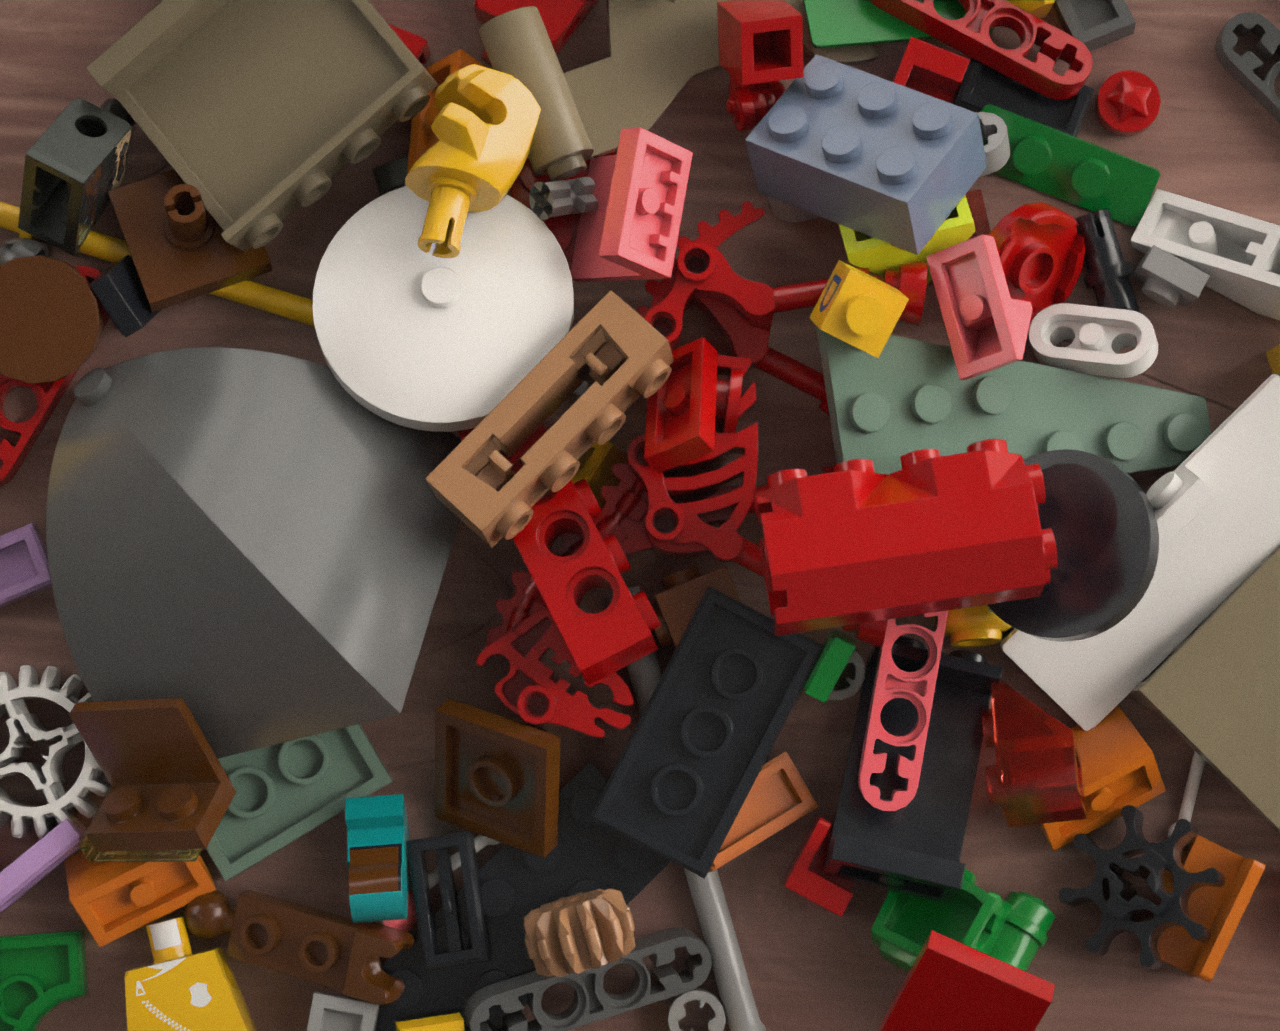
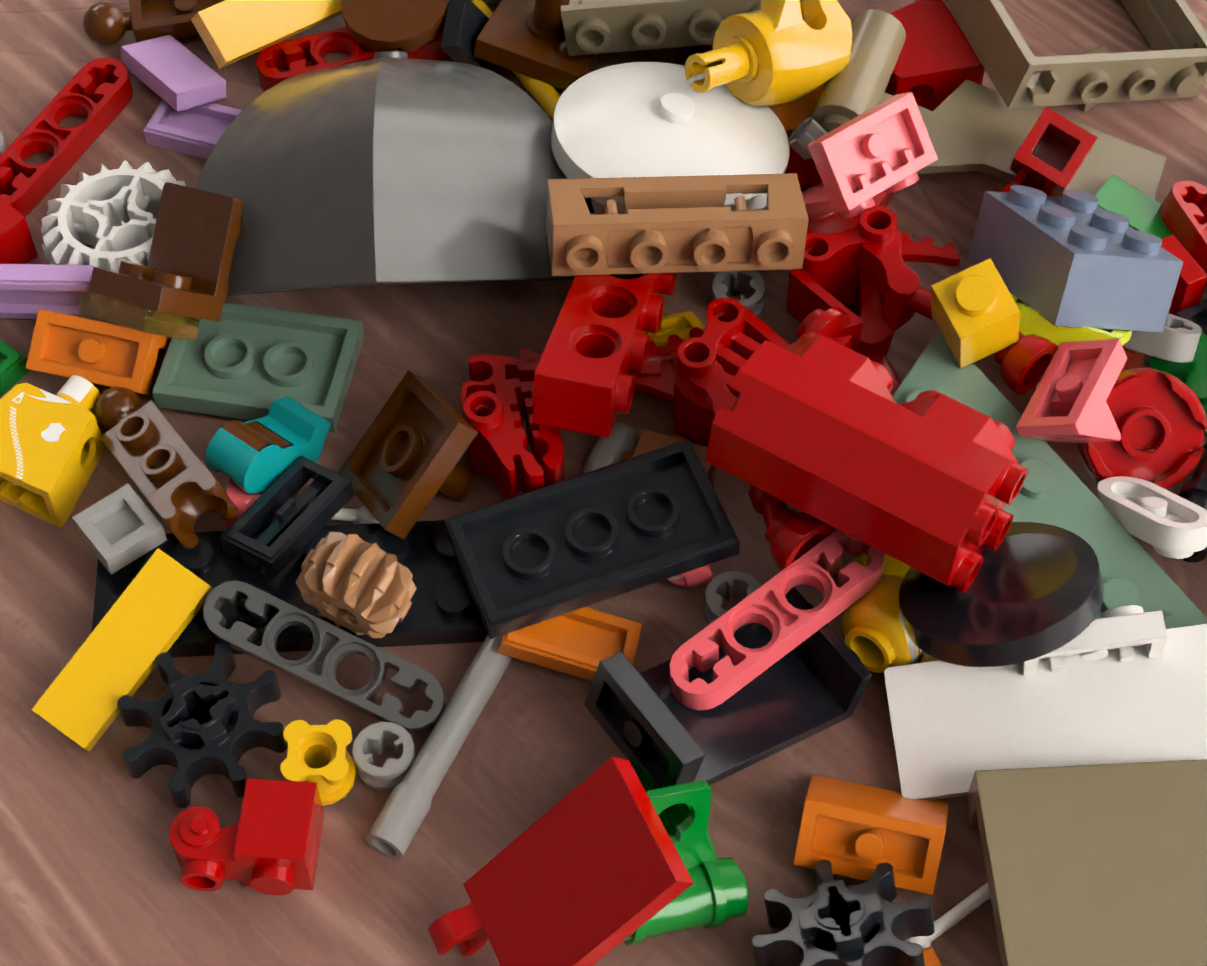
camera: 45 degrees right, 30 degrees down
(683, 409) = (779, 291): red plate -> none
(807, 869) = (575, 730): red panel -> none
(830, 665) = (733, 566): green tile -> none
(1036, 762) = (831, 756): clear red slope -> none

